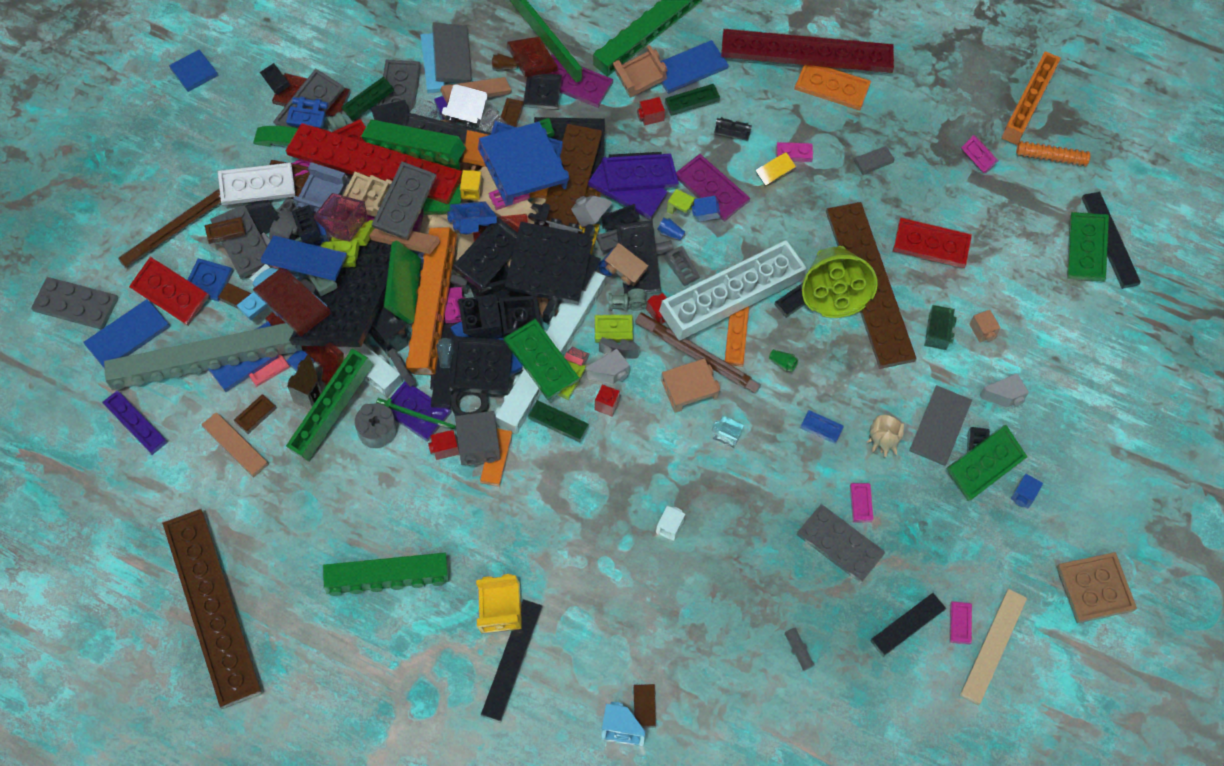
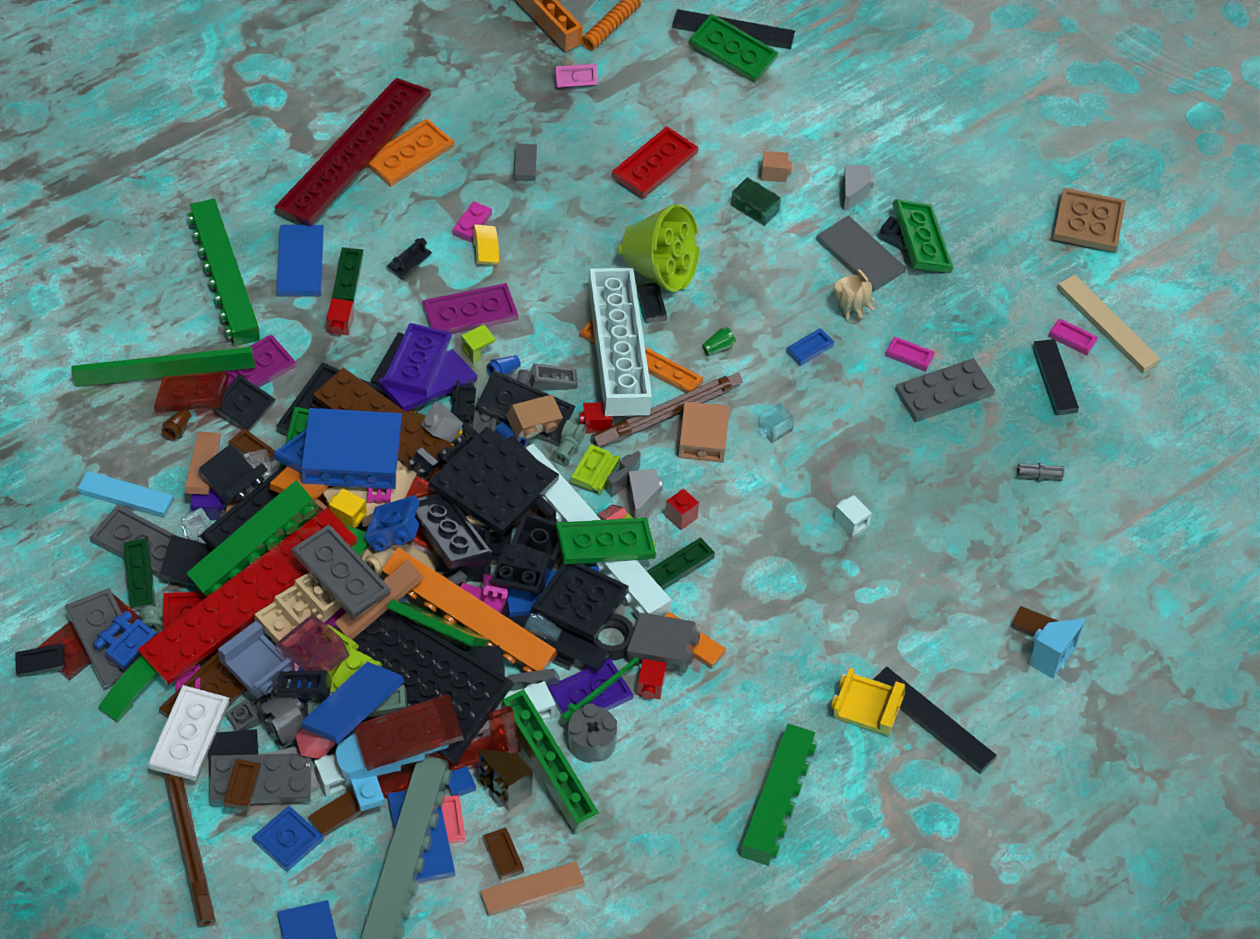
camera: 65 degrees left, 10 degrees down
(169, 291) = (281, 883): red tile -> none
(451, 53) = (128, 468): dark grey tile -> none
(641, 72) = (282, 302): nougat panel -> none
(706, 208) = (501, 321): blue brick -> none
(881, 314) = (716, 241): reddish brown plate -> none
(1026, 491) = (968, 221): blue brick -> none

